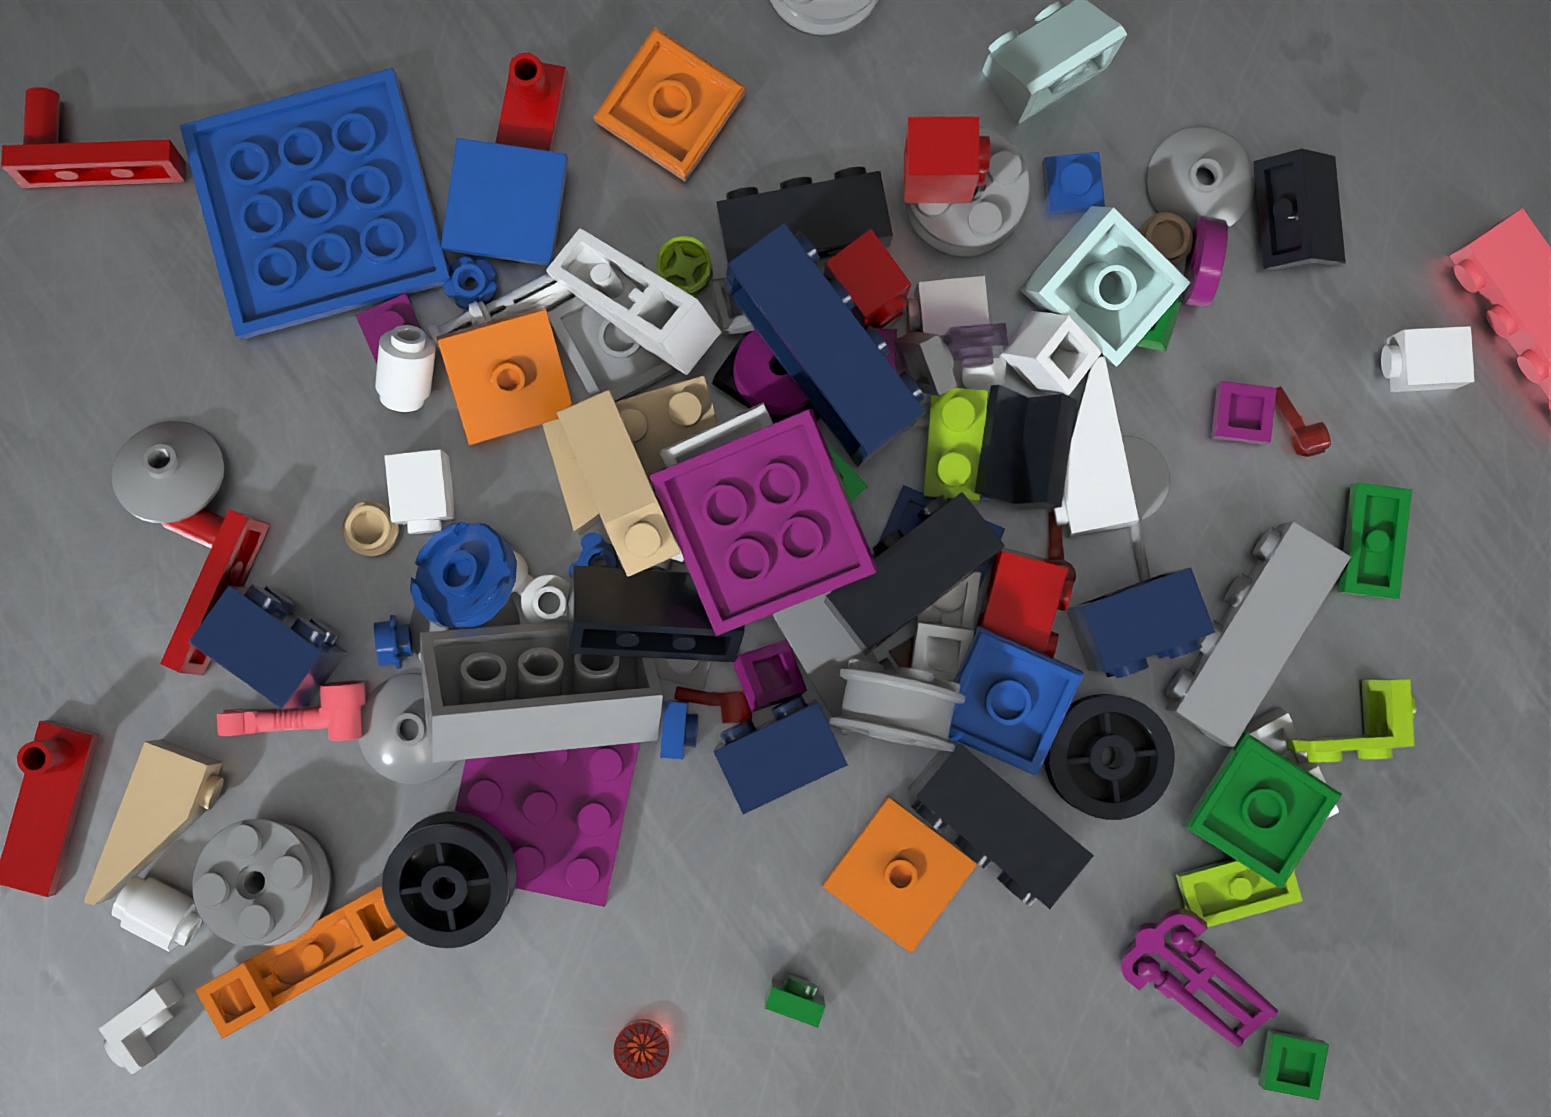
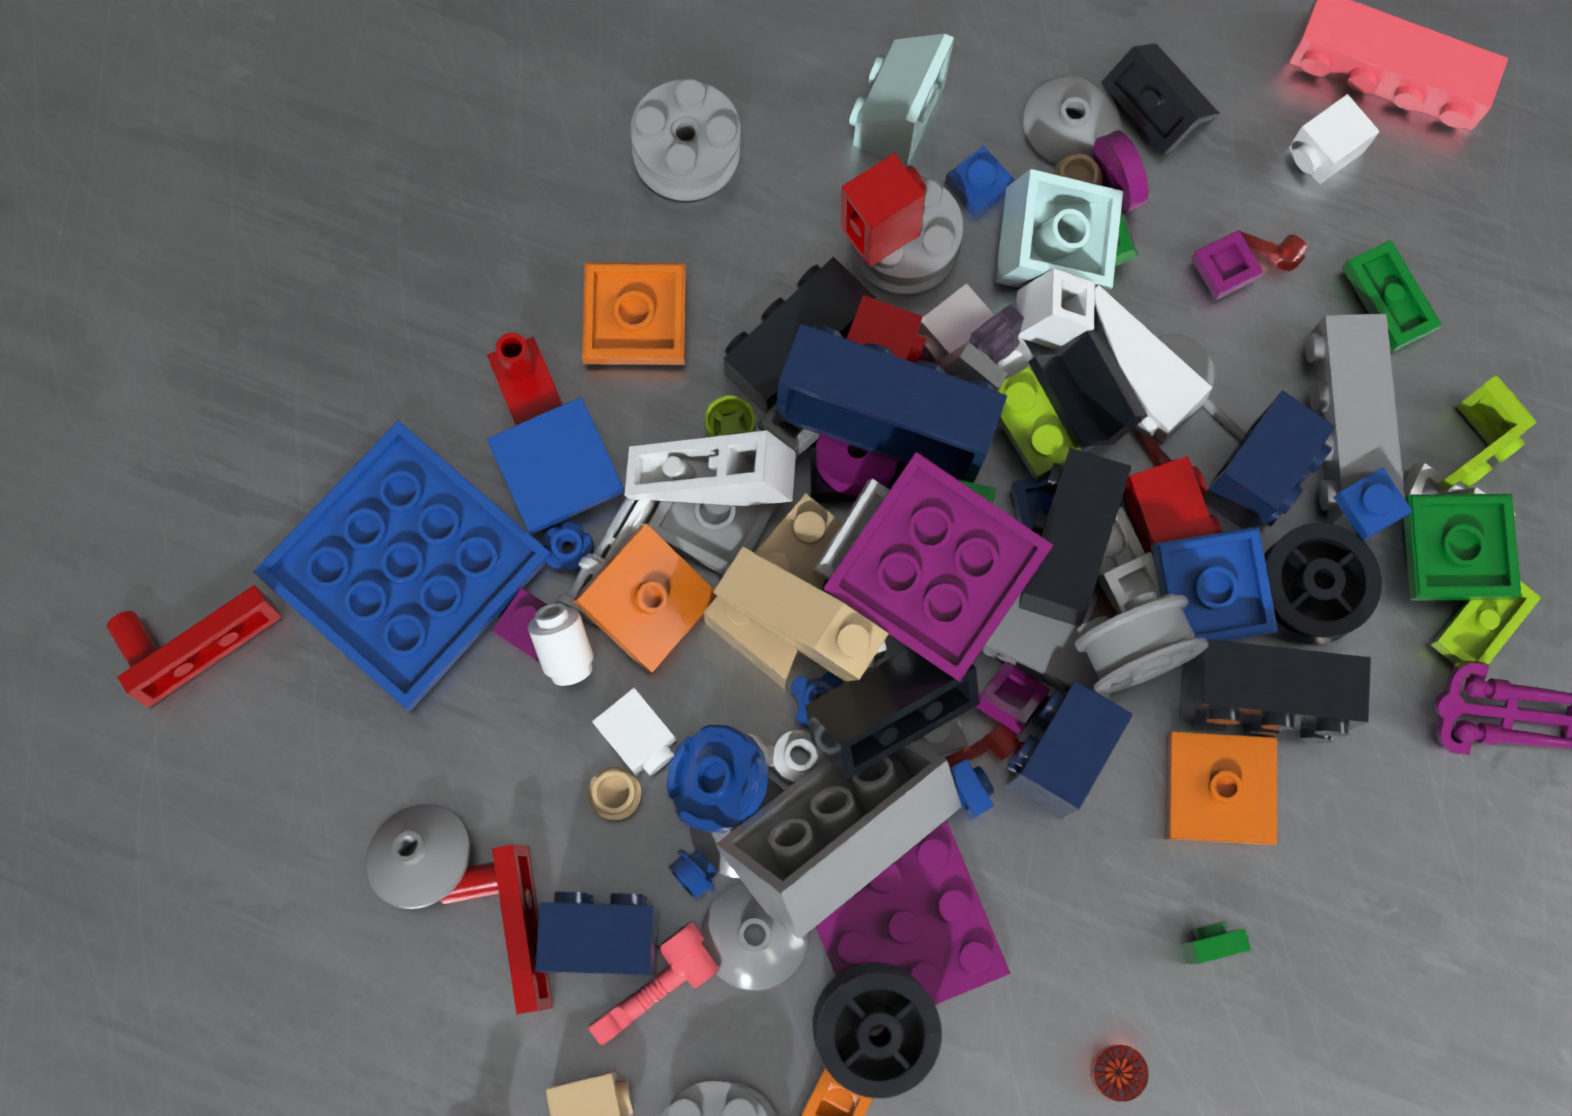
camera: 30 degrees left, 10 degrees down
(1205, 721) = (1372, 504): none -> blue plate

